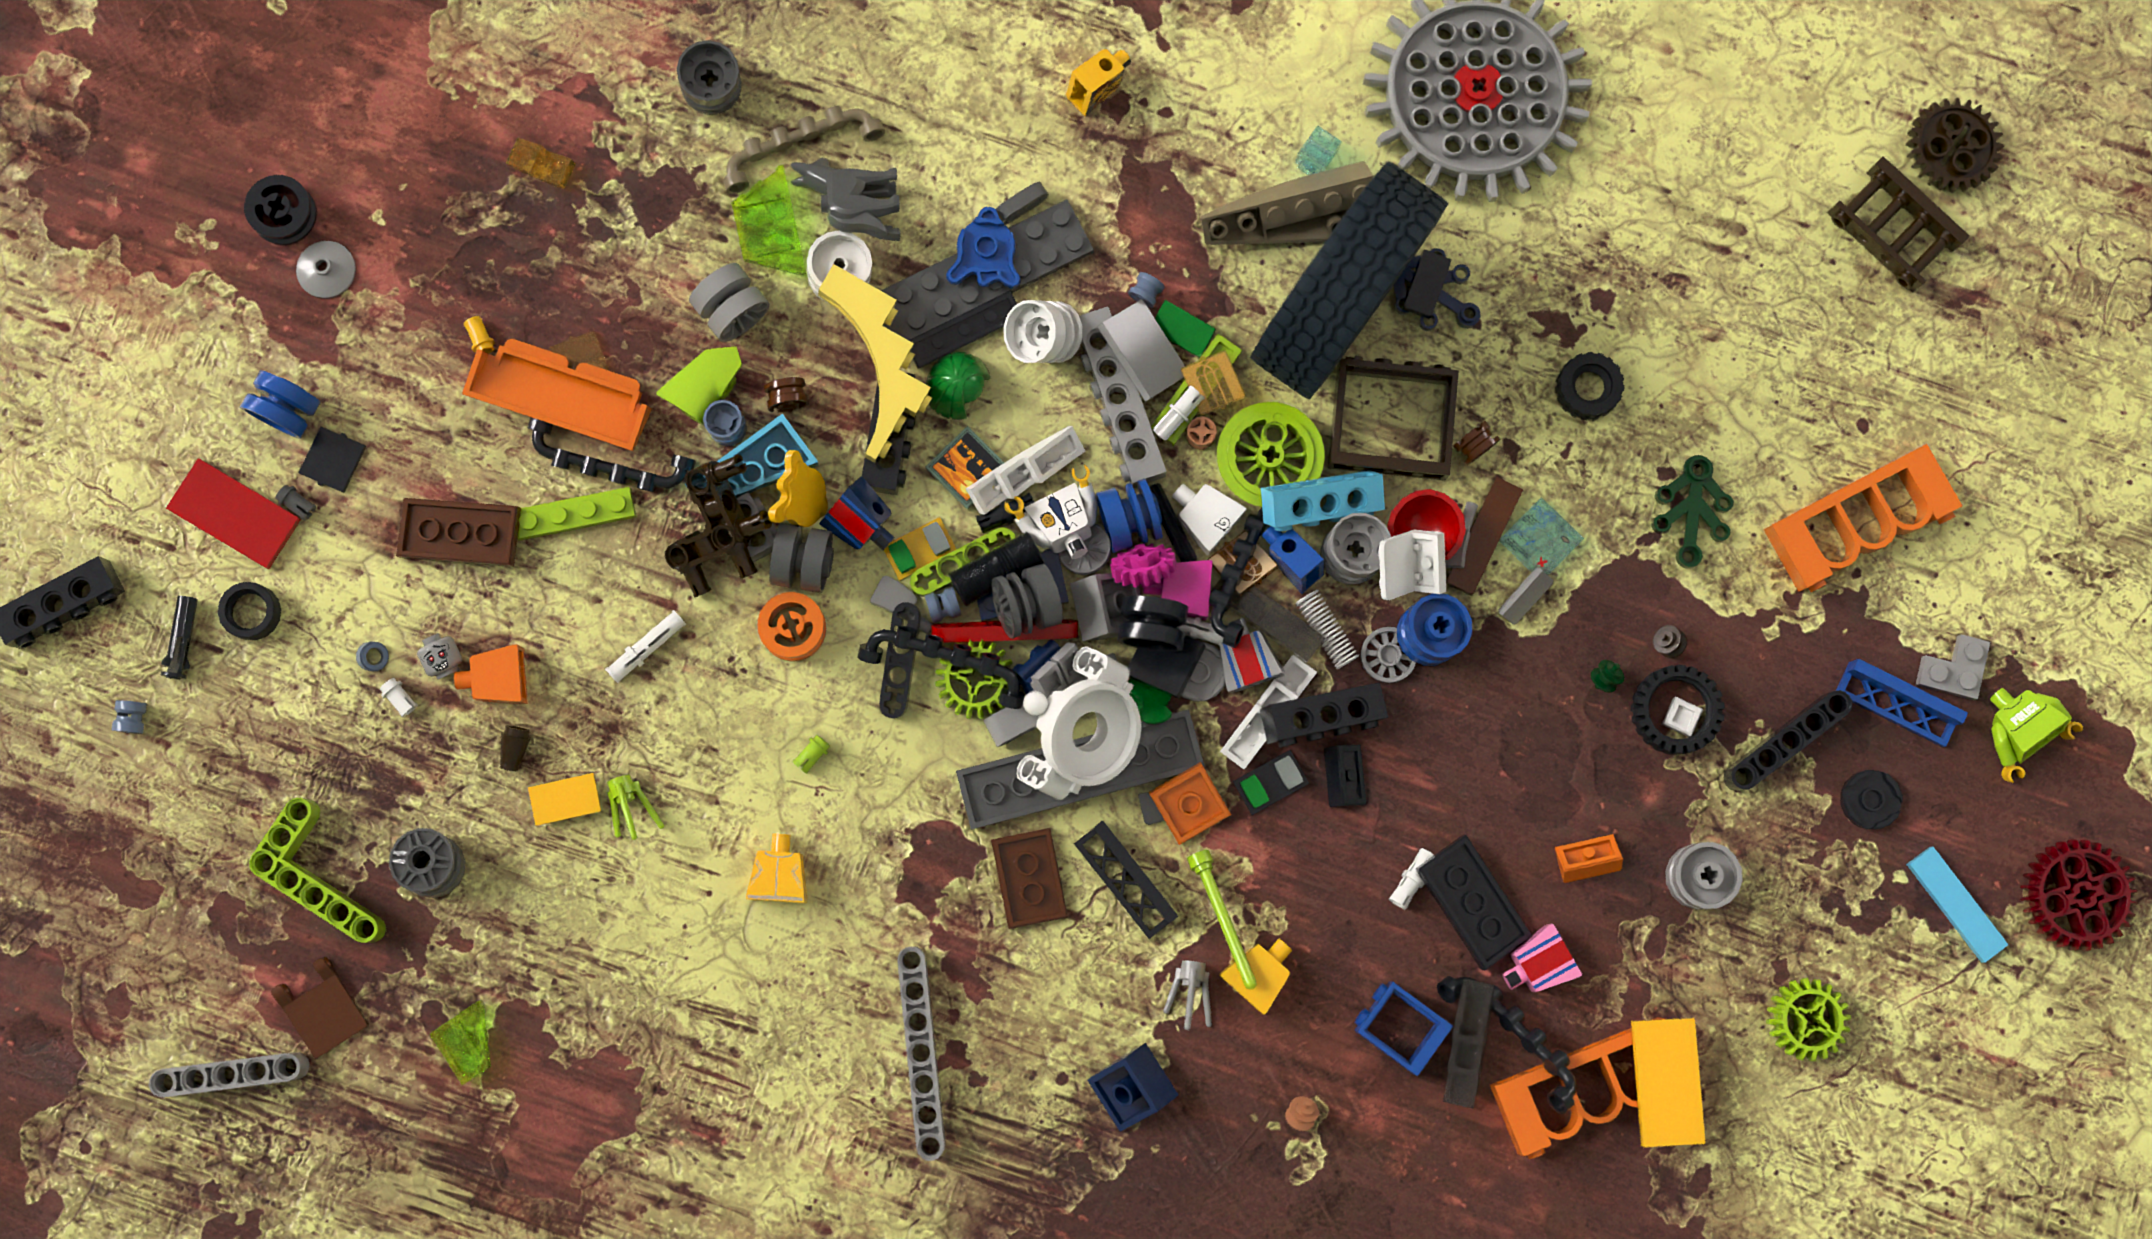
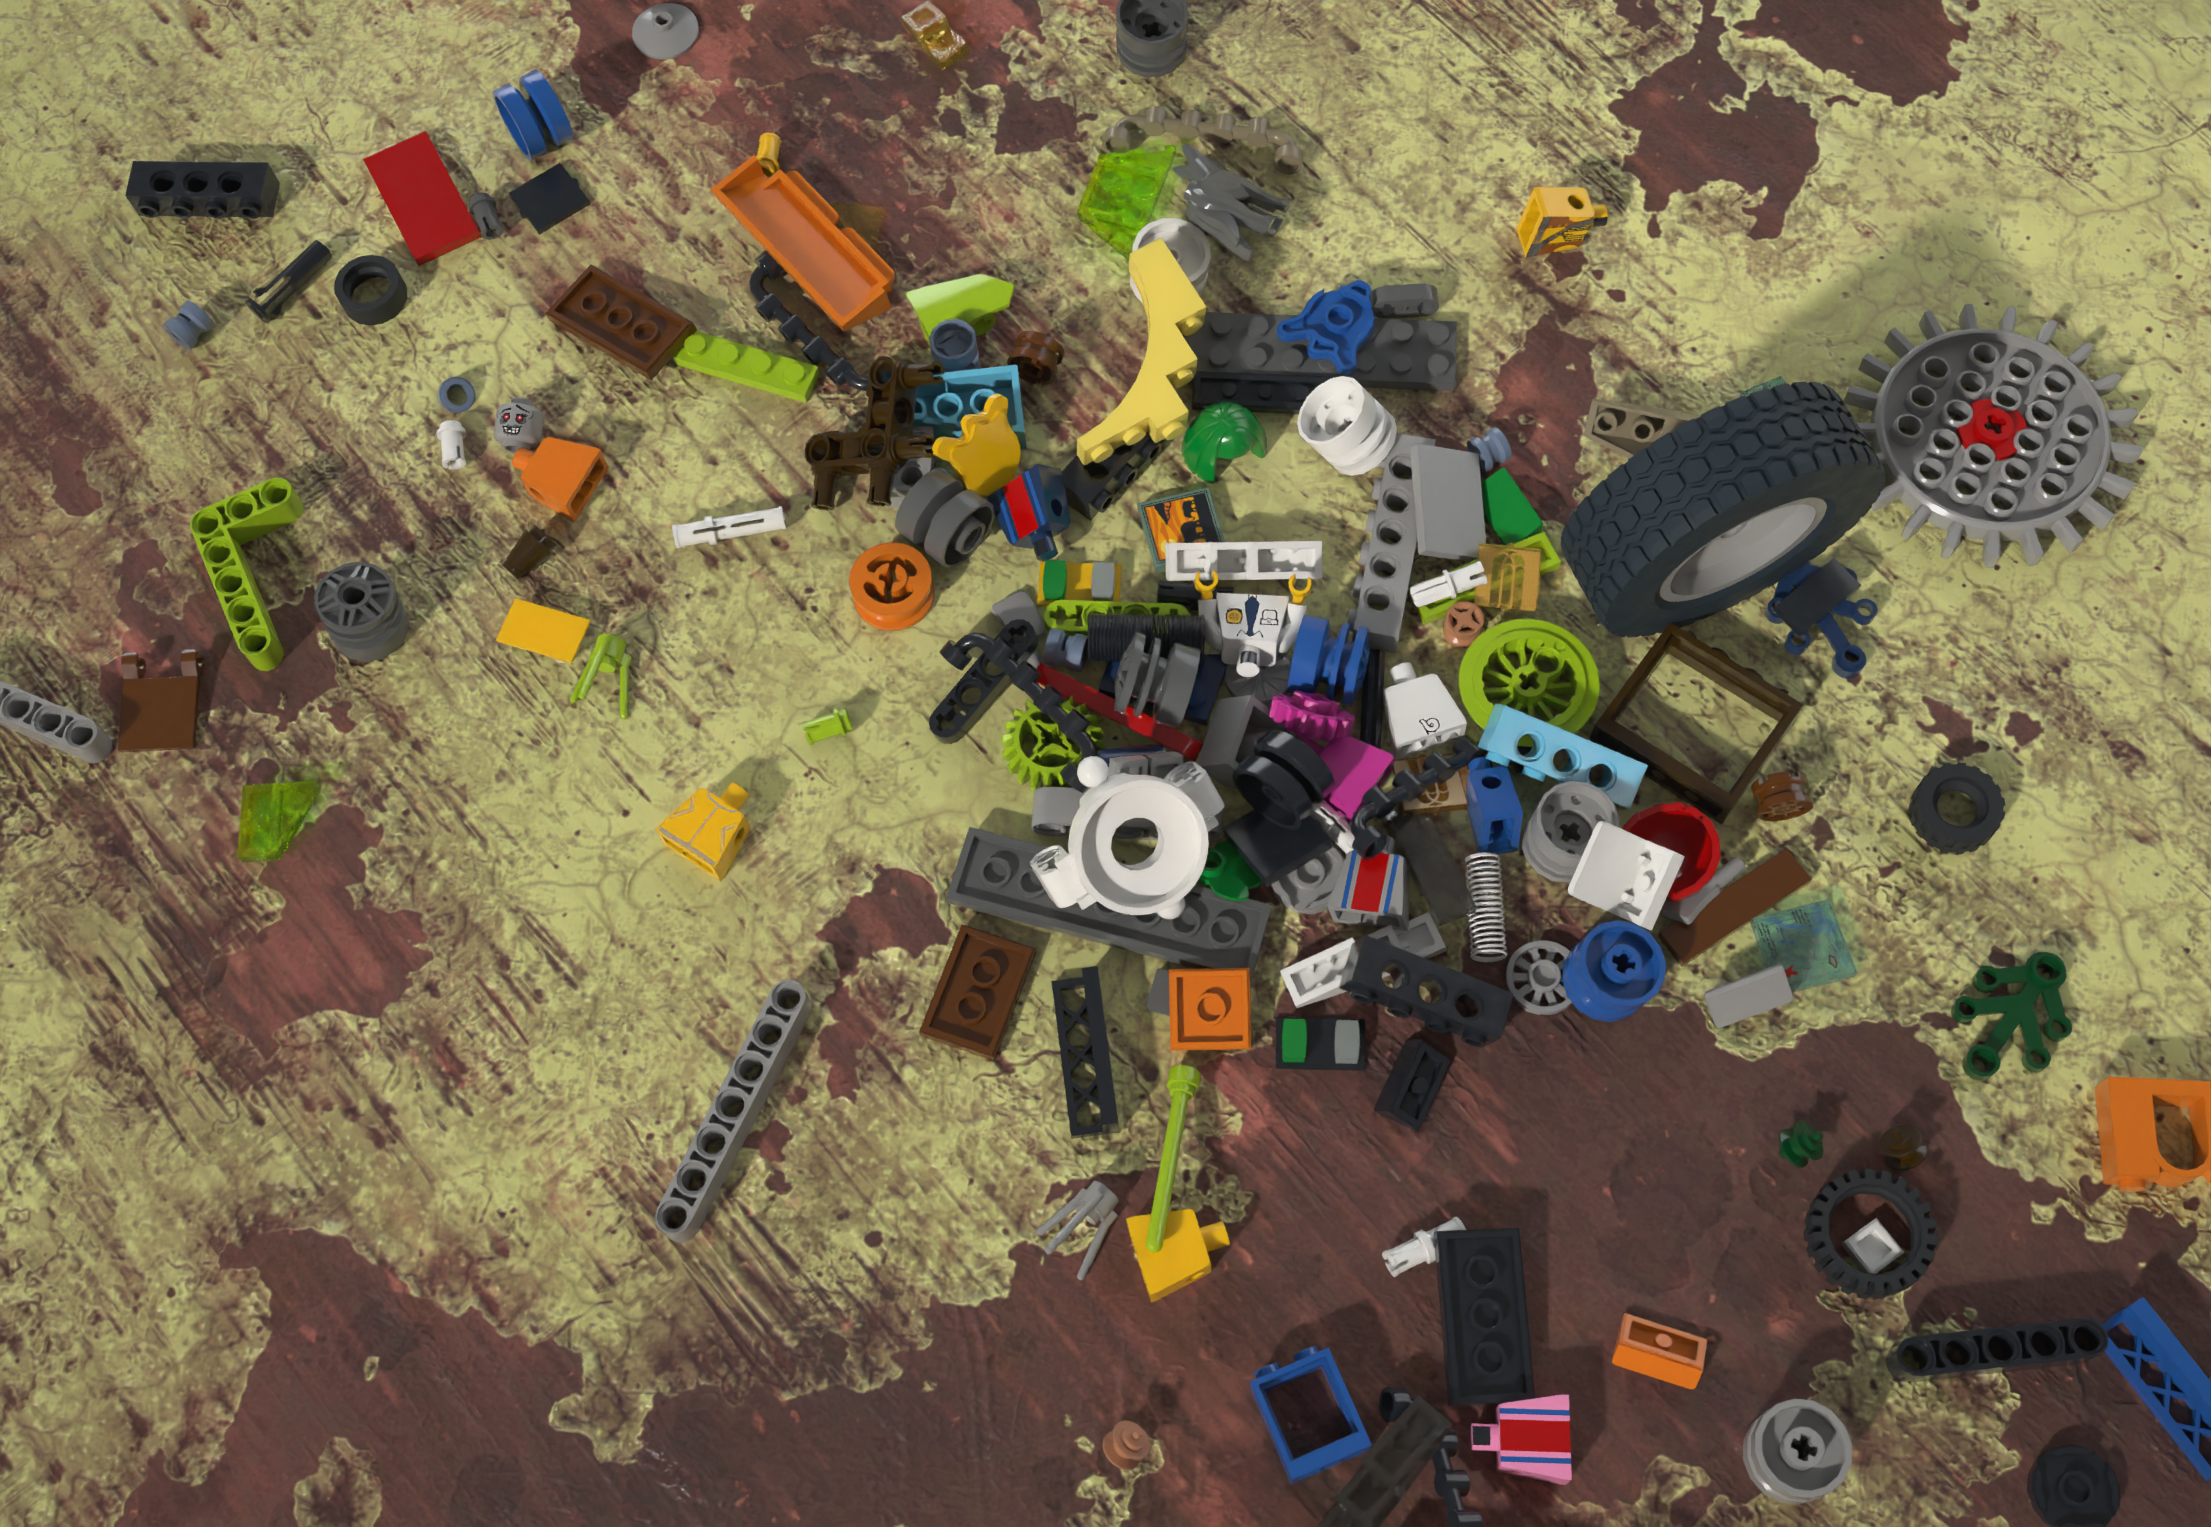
camera: 40 degrees right, 15 degrees down
(729, 302) = (1034, 239): light grey wheel -> none
(1133, 1087) = (947, 1292): dark blue slope -> none

